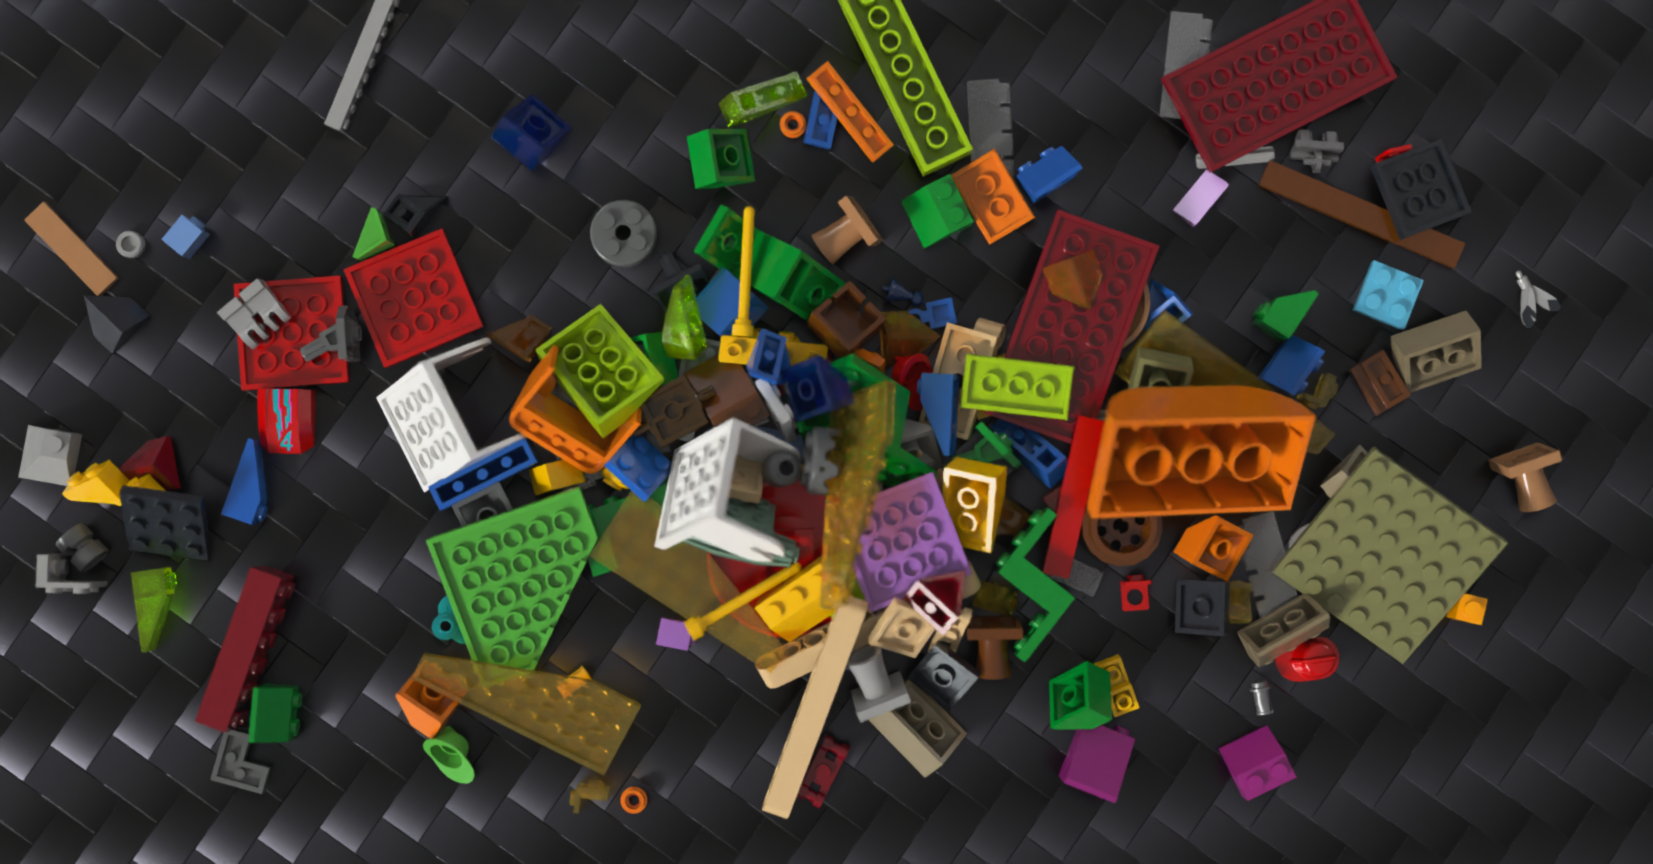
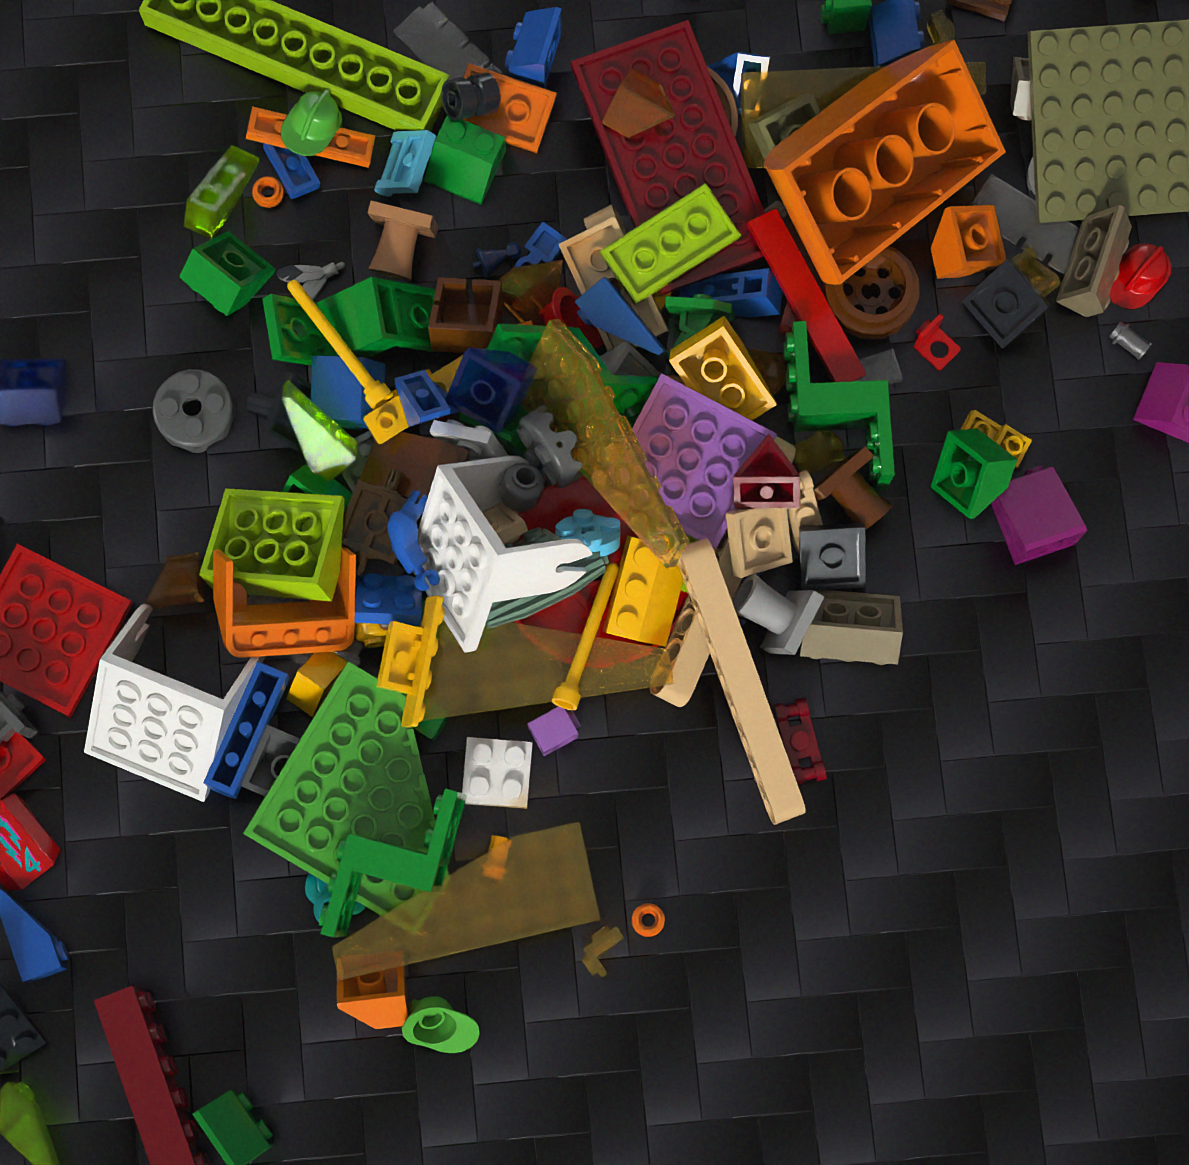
camera: 40 degrees left, 10 degrees down
(498, 640) = (392, 863): none -> green bracket
(617, 519) = (408, 659): none -> yellow bracket
(619, 628) = (497, 772): none -> white plate
(678, 440) = (404, 540): none -> blue arm
(774, 206) = (313, 276): none -> light grey piece
(801, 524) = (594, 530): none -> medium azure plate
(856, 105) = (311, 123): none -> bright green piece
(896, 182) = (406, 162): none -> medium azure plate
(972, 176) = (470, 96): none -> black wheel

